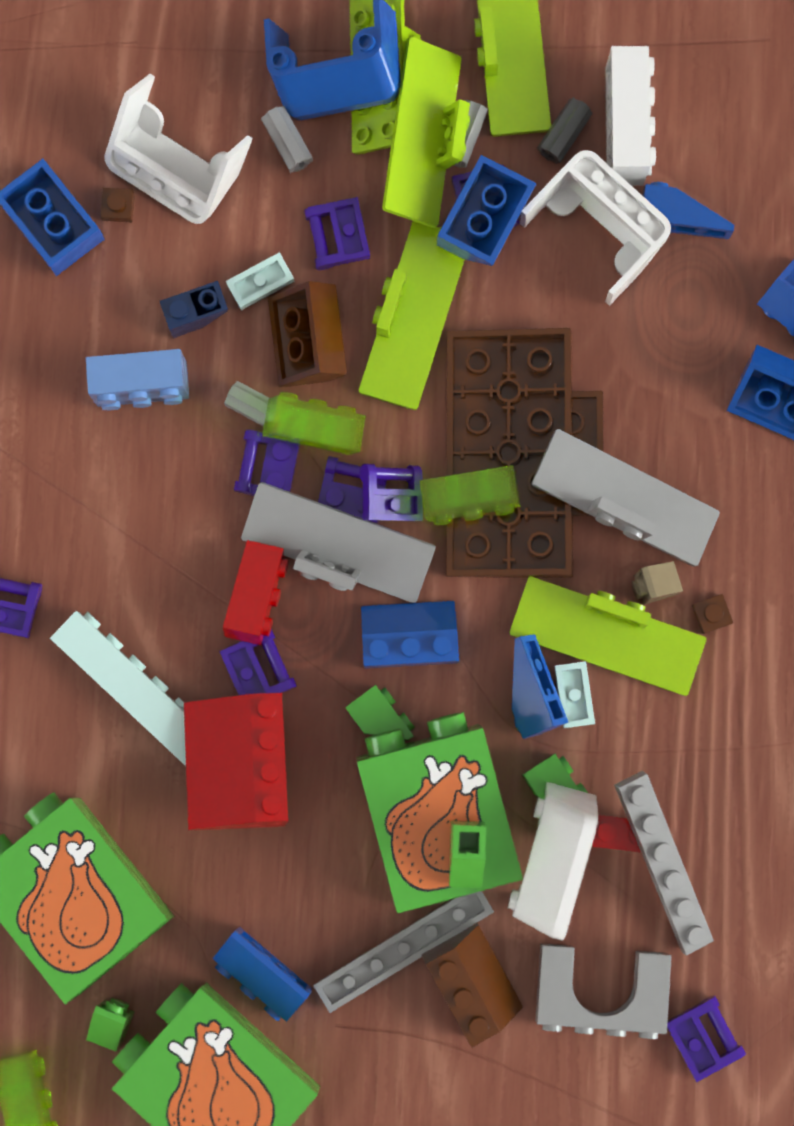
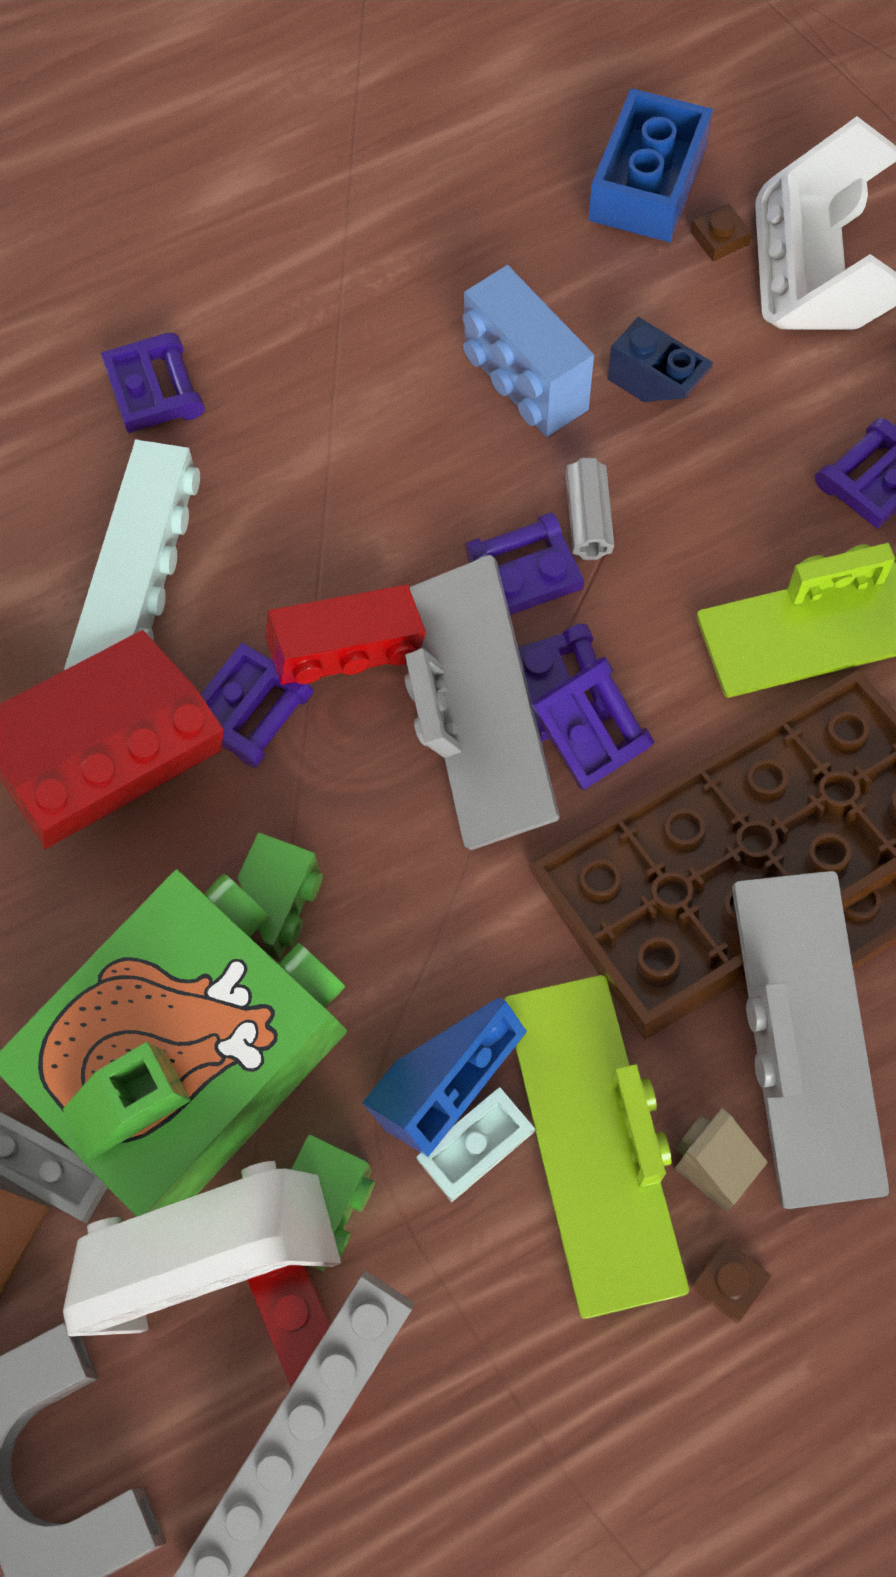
camera: 60 degrees right, 15 degrees down
(260, 281) = (749, 422): light aqua plate -> none
(307, 334) = (726, 510): reddish brown slope -> none
(314, 424) = (614, 572): clear neon green brick -> none
(409, 634) = (414, 865): blue slope -> none
(470, 495) = (662, 820): clear neon green brick -> none

